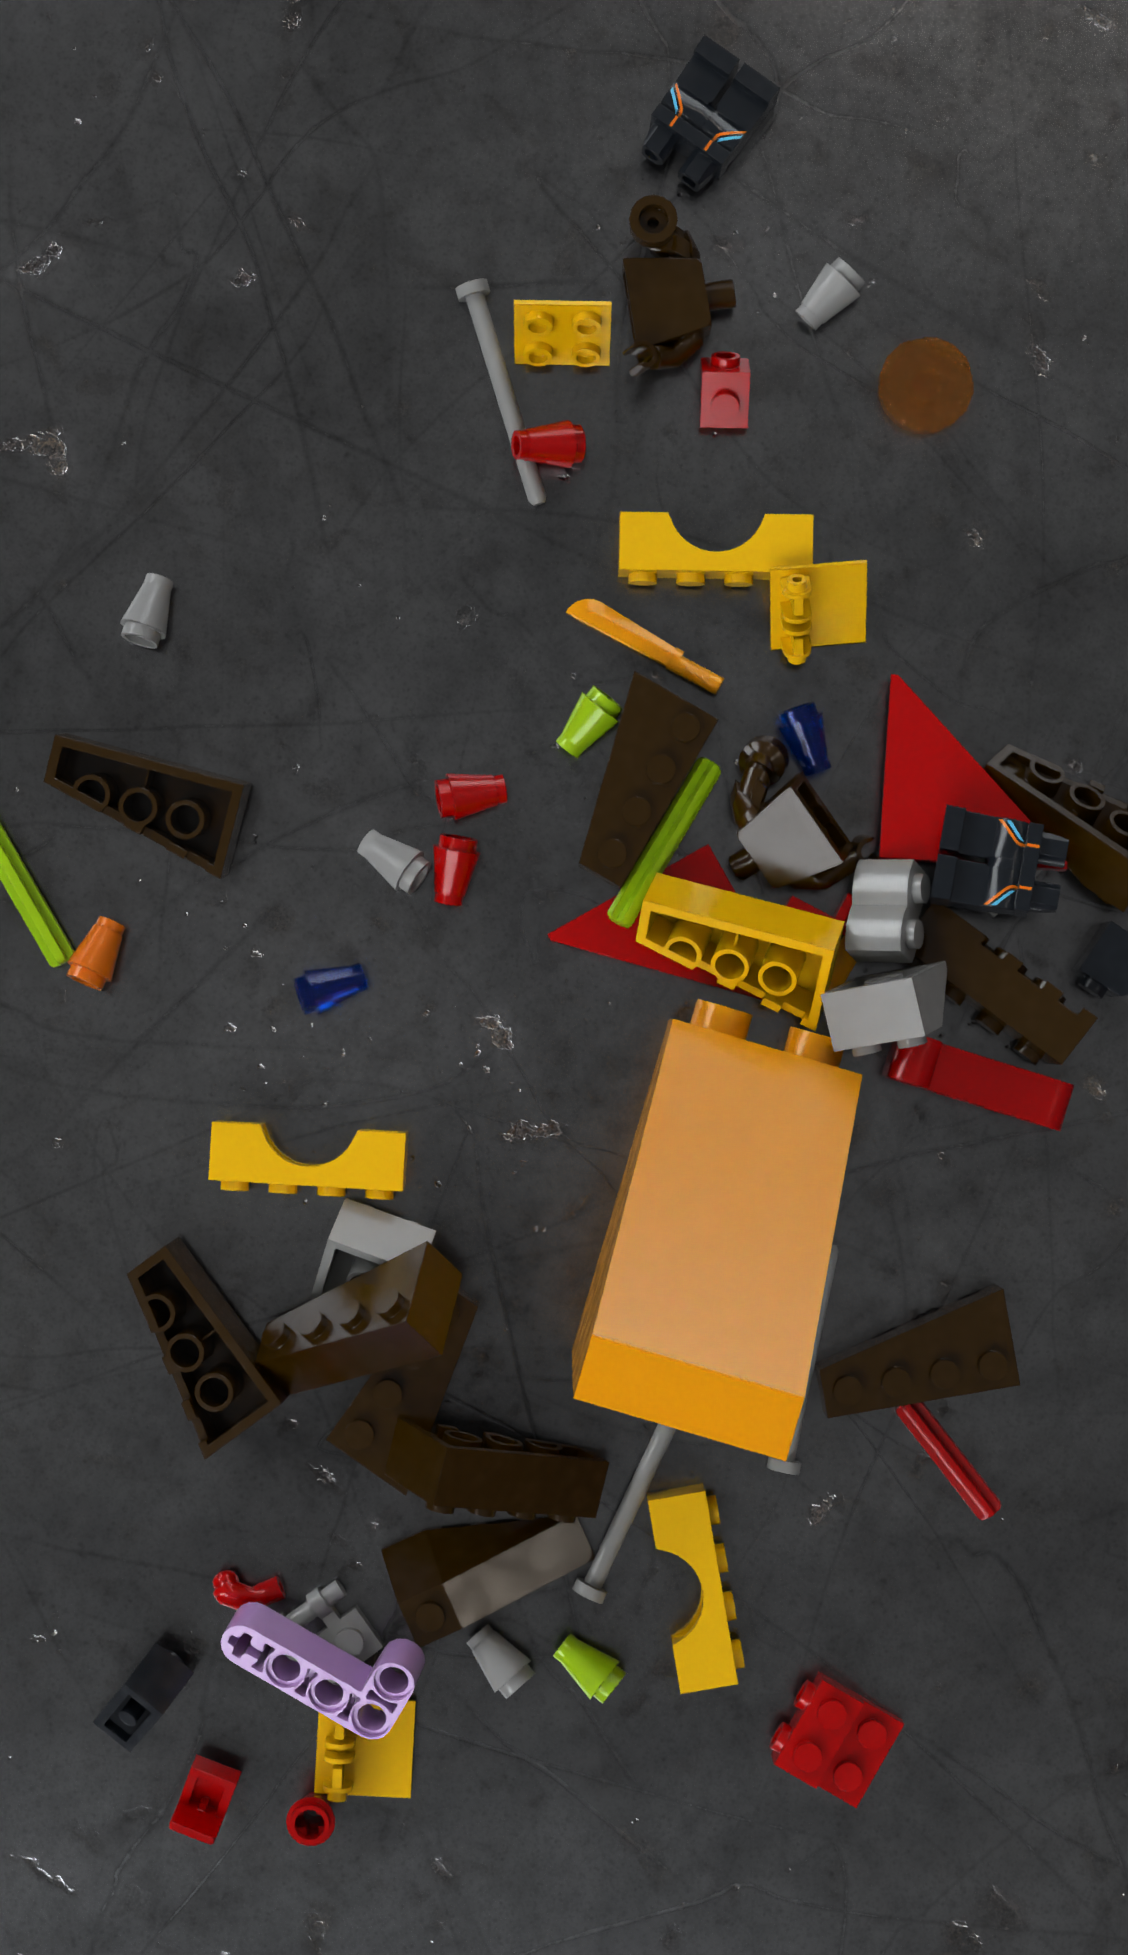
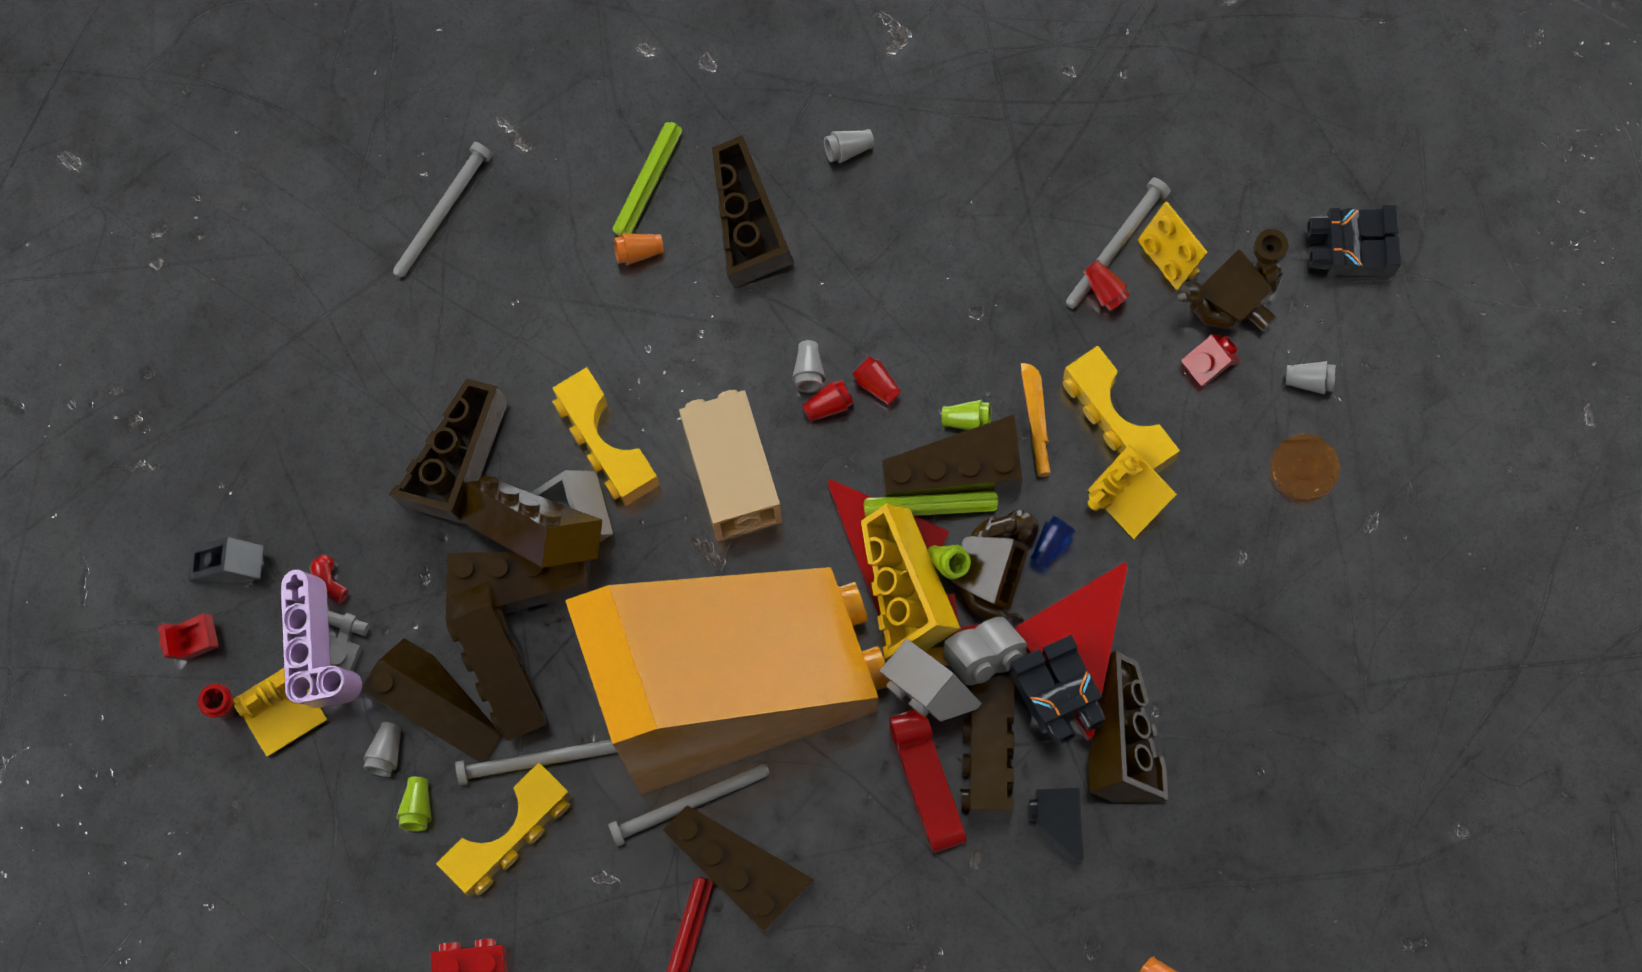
camera: 60 degrees right, 15 degrees down
(327, 987) = (707, 379): clear blue cone -> none
(452, 1039) = (731, 464): none -> tan brick
(755, 874) = (950, 560): none -> lime cone

